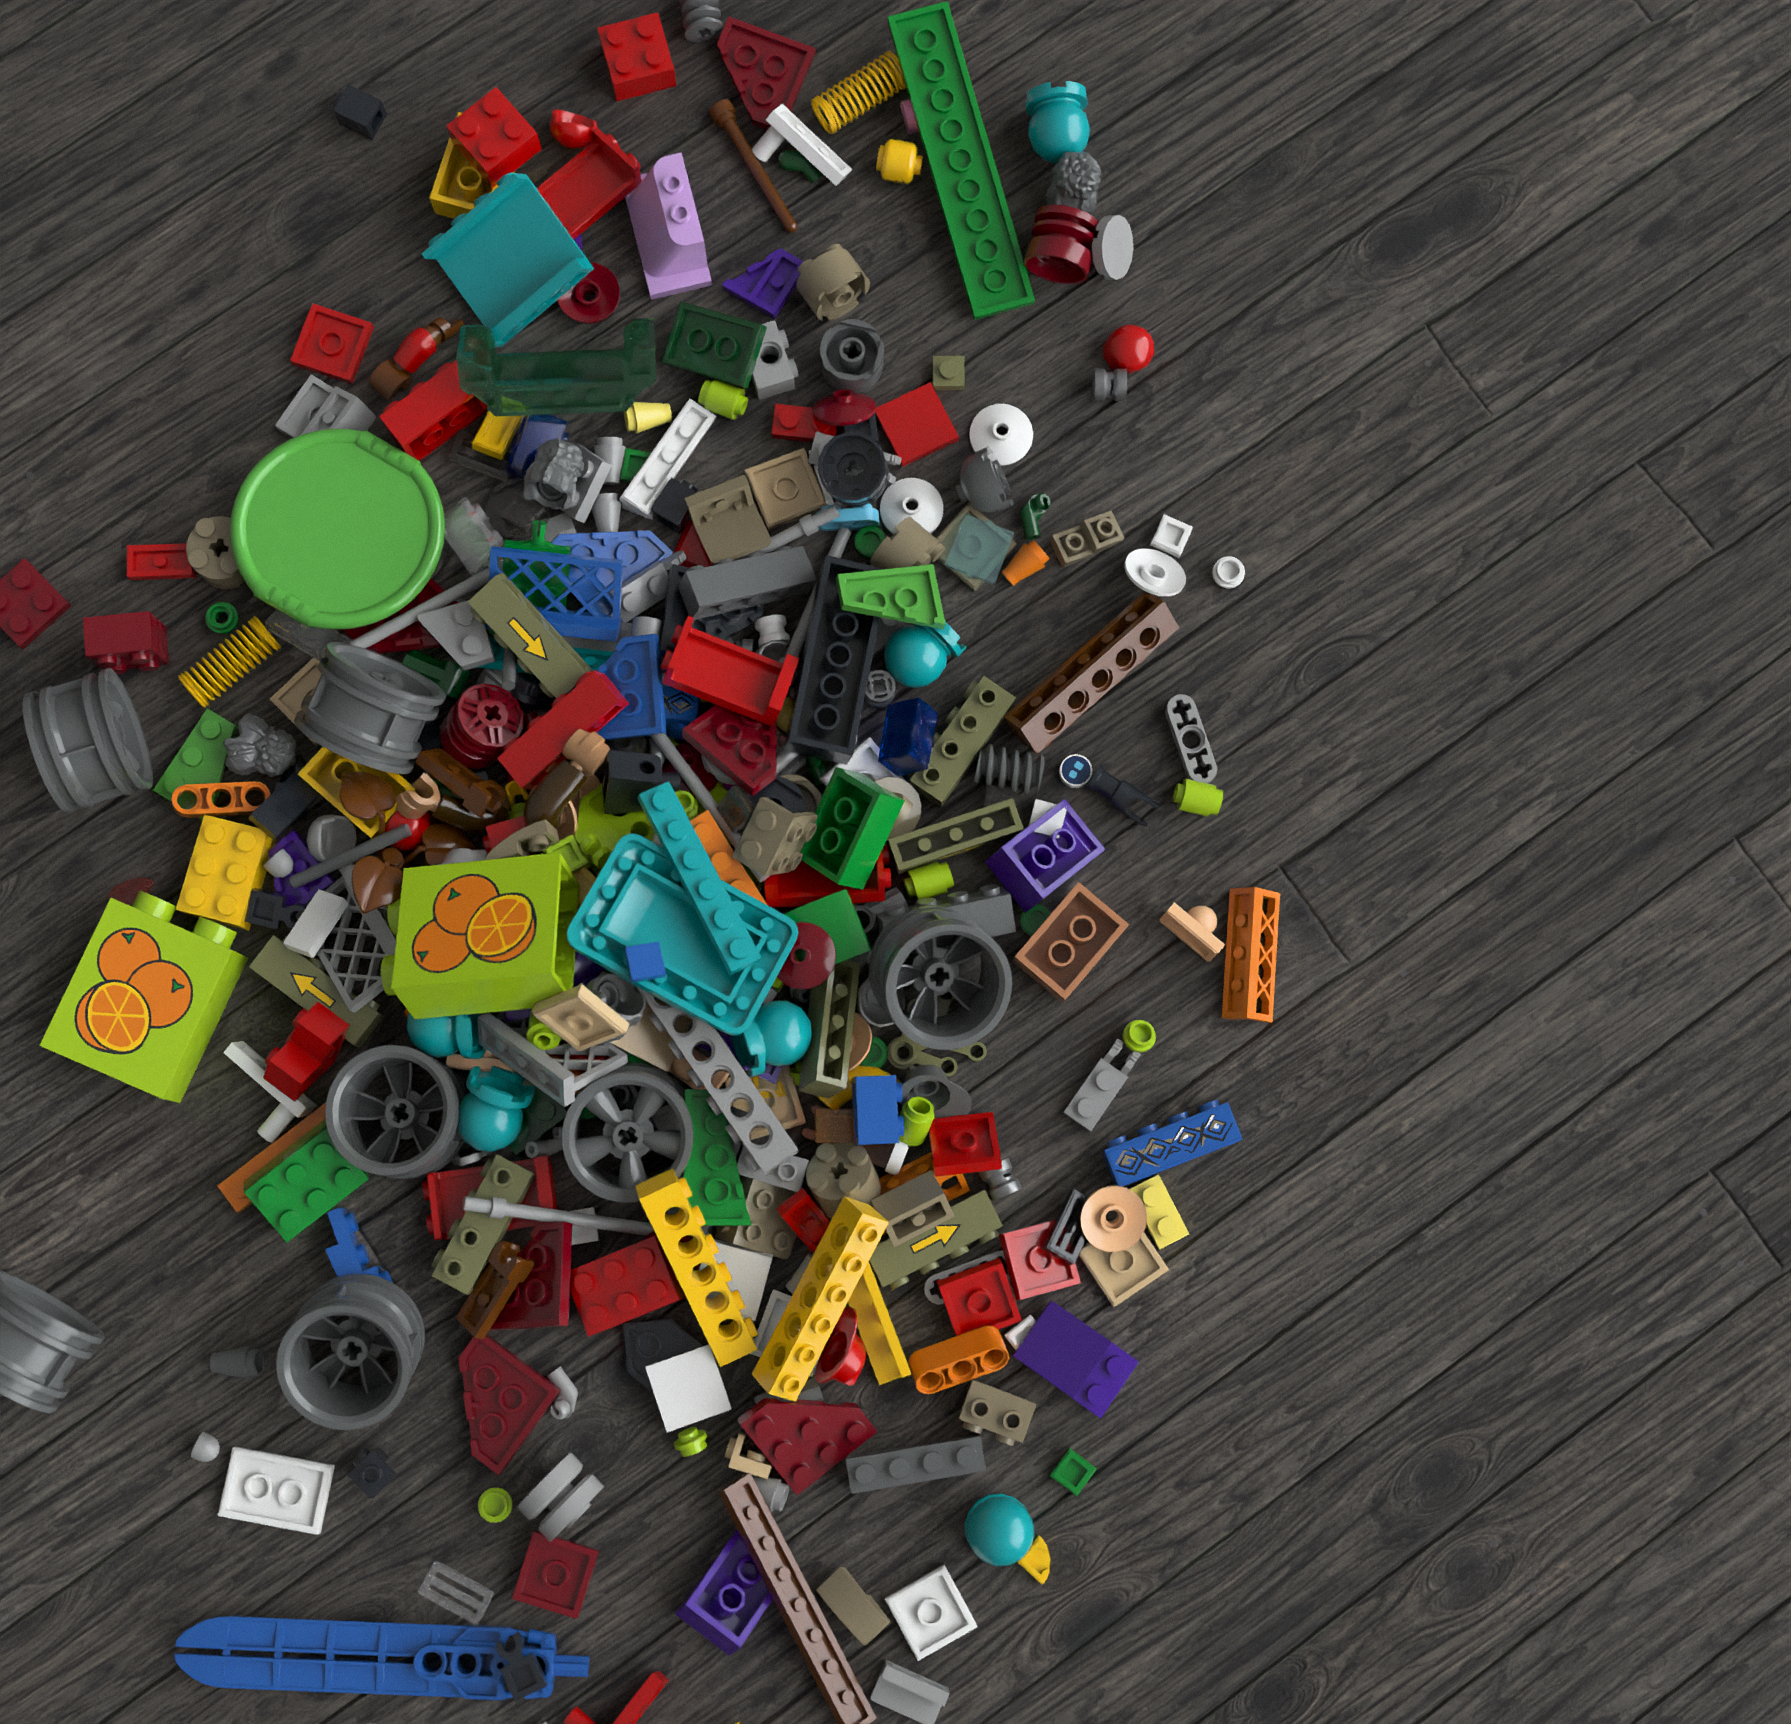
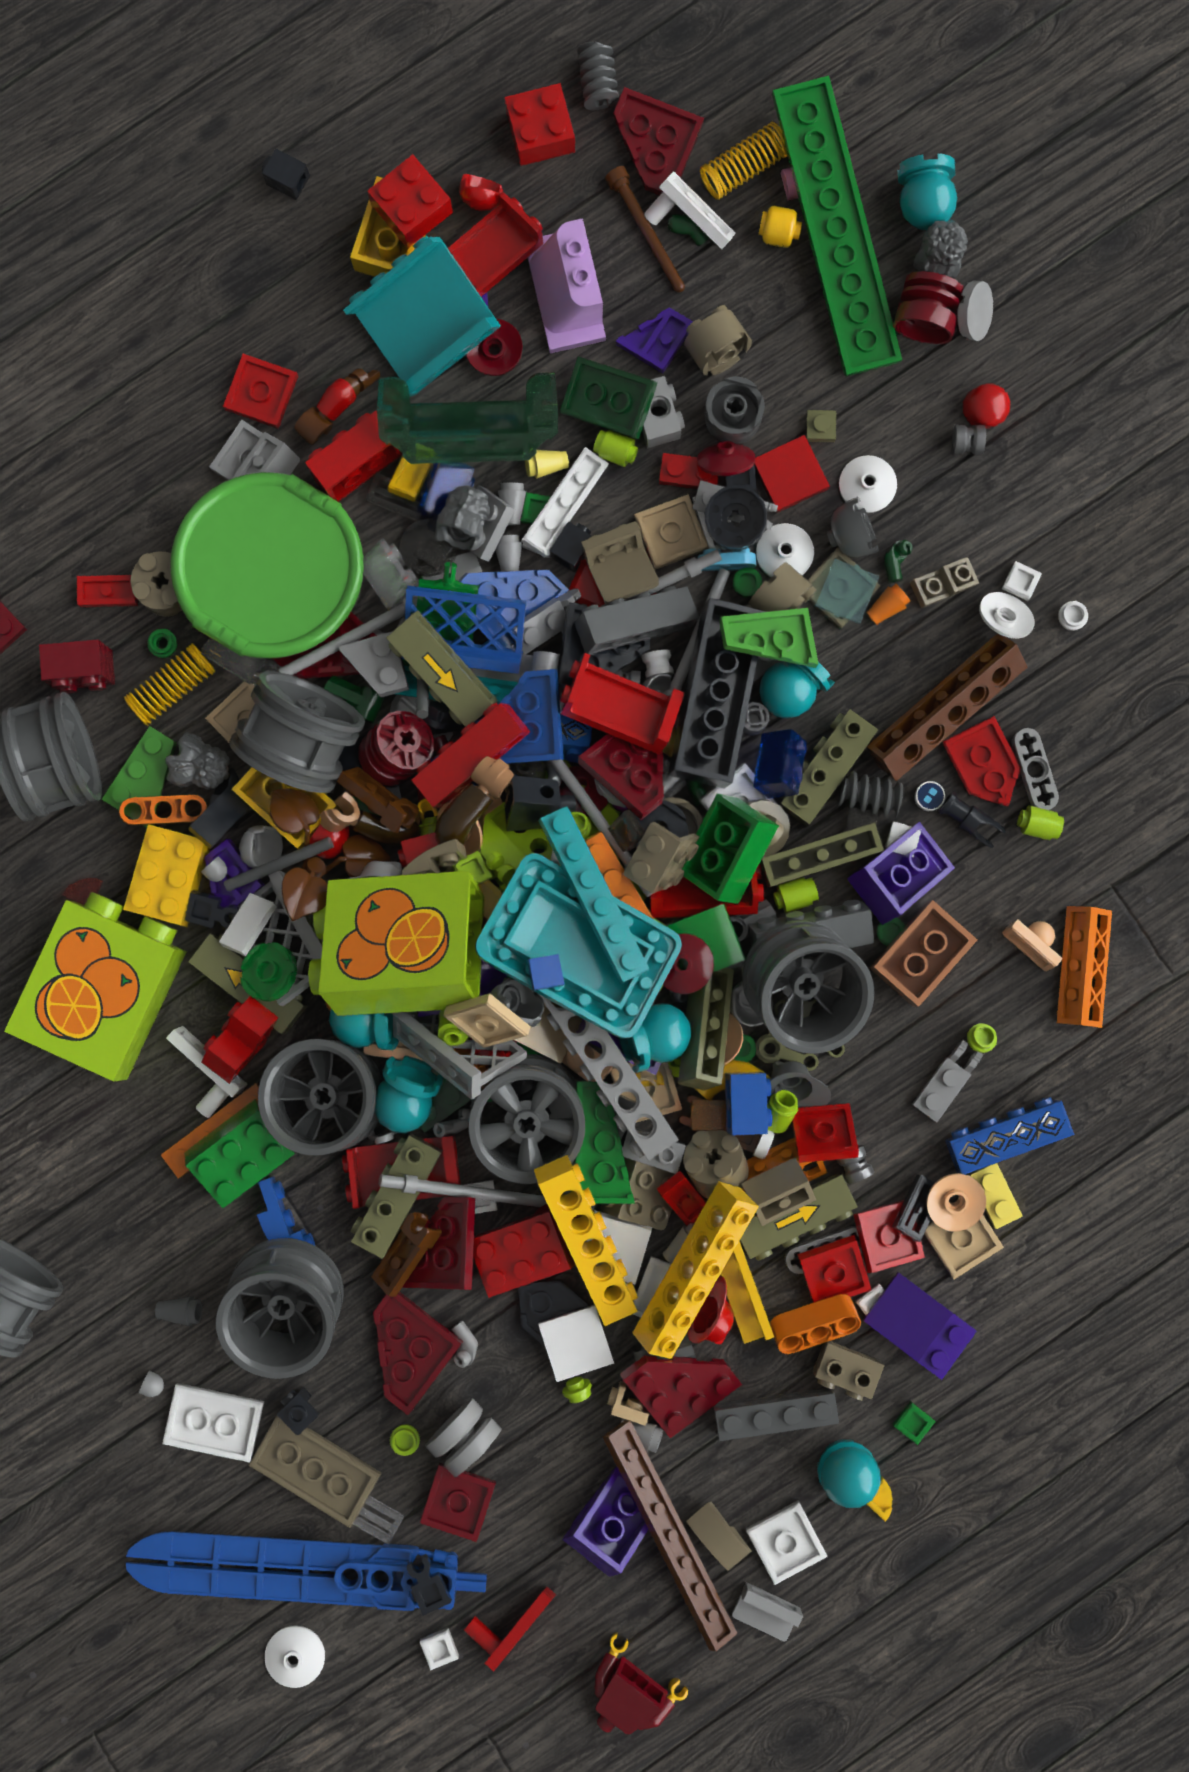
camera: 10 degrees right, 5 degrees up
(338, 974) = (268, 971): none -> green tile
(393, 1541) = (316, 1471): none -> dark tan tile
(1135, 732) = (984, 762): none -> red tile

